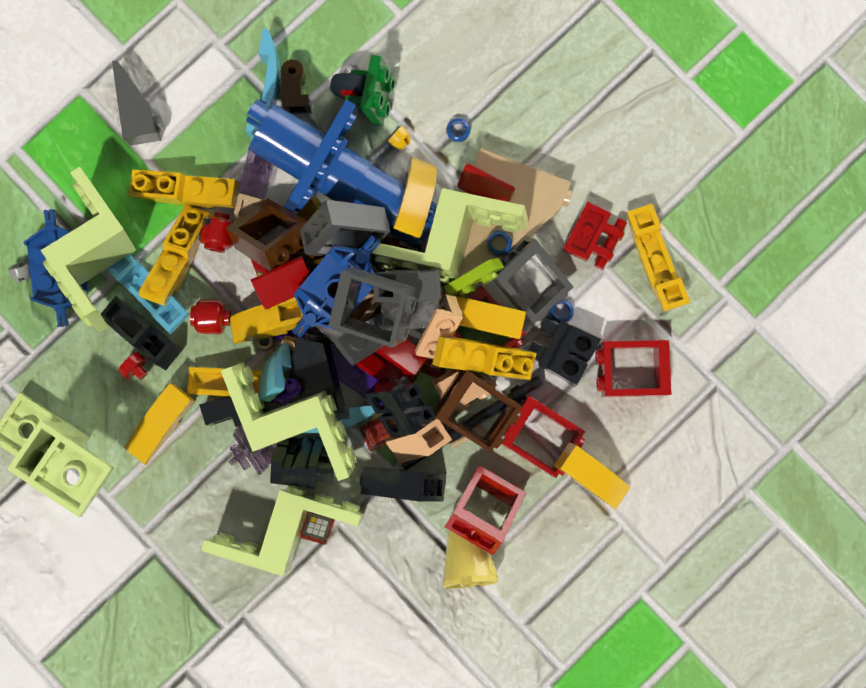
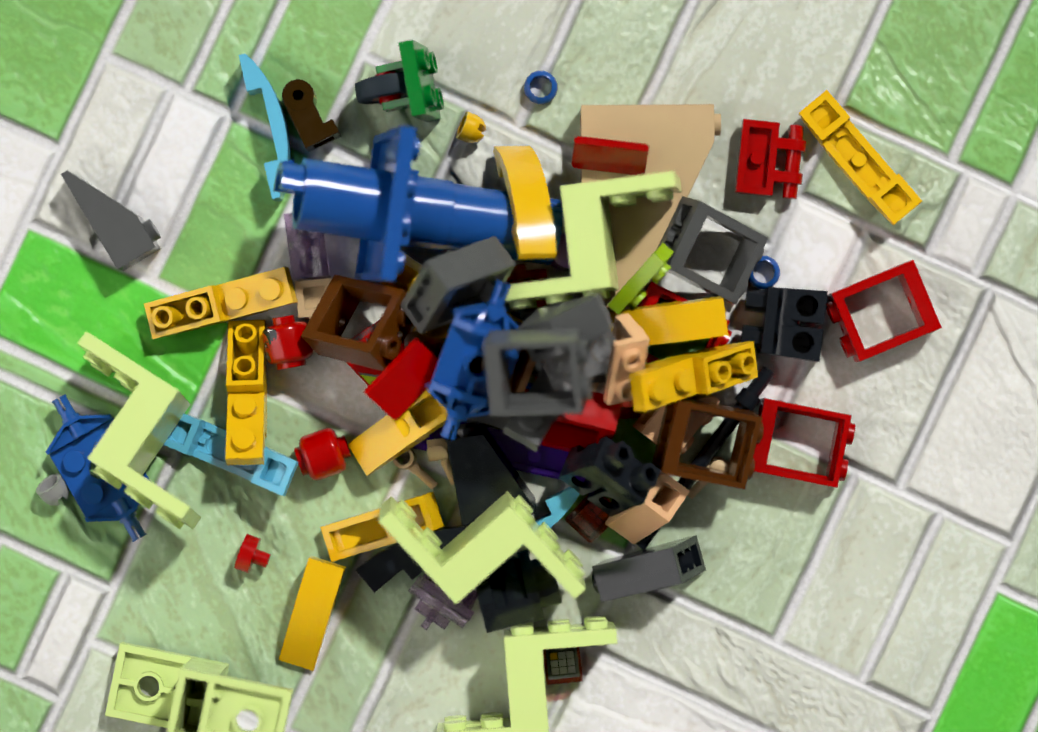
camera: 20 degrees left, 5 degrees up
(141, 333) = (241, 508): black slope -> none
(272, 377) = (433, 494): medium azure slope -> none
(290, 392) = (459, 518): dark purple arm -> none
(467, 564) = (763, 623): light yellow cone -> none
(475, 529) = (763, 590): red window -> none
(499, 252) = (667, 219): blue piece -> none
(592, 475) = (880, 466): yellow slope -> none

